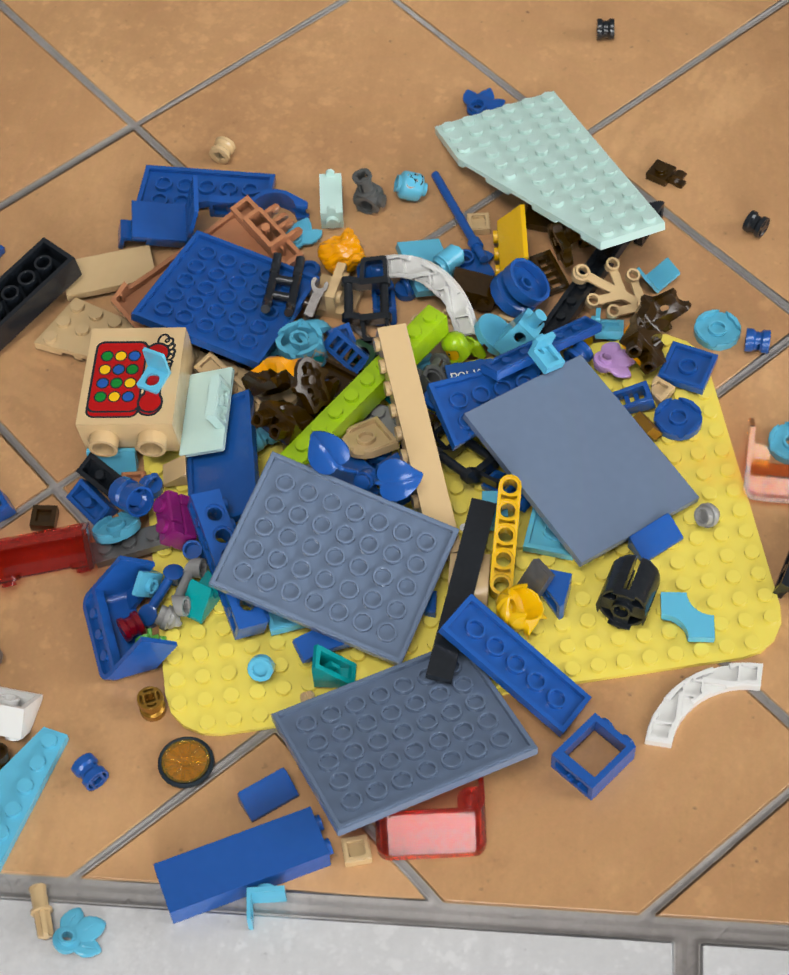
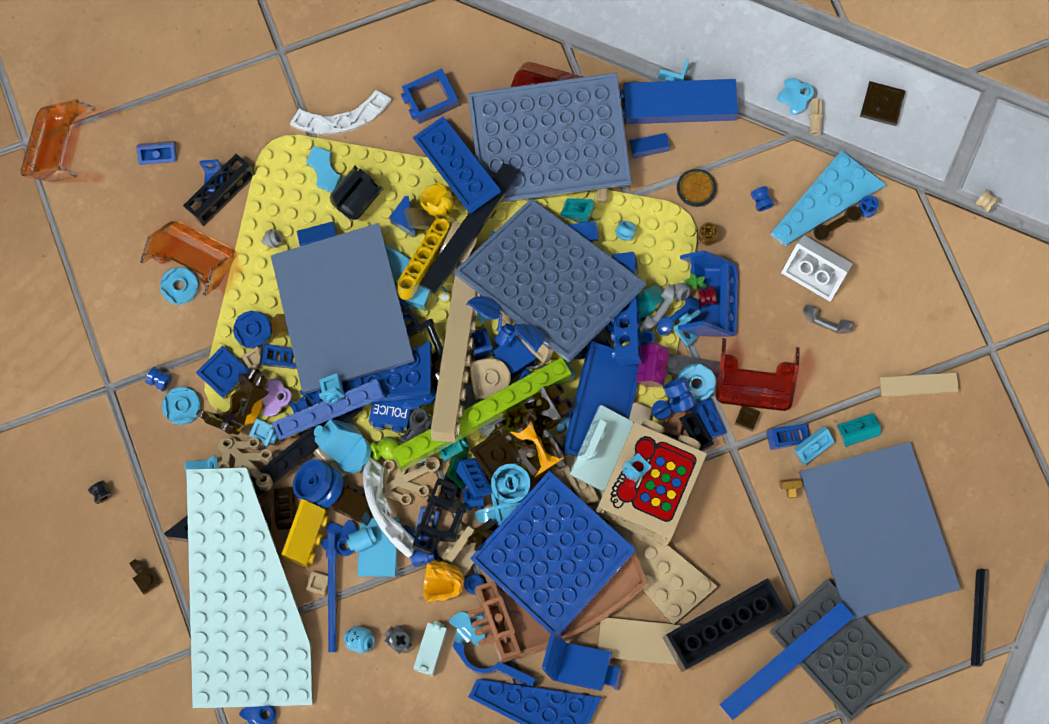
camera: 160 degrees left, 20 degrees up
(274, 279) = (516, 540): black piece -> none

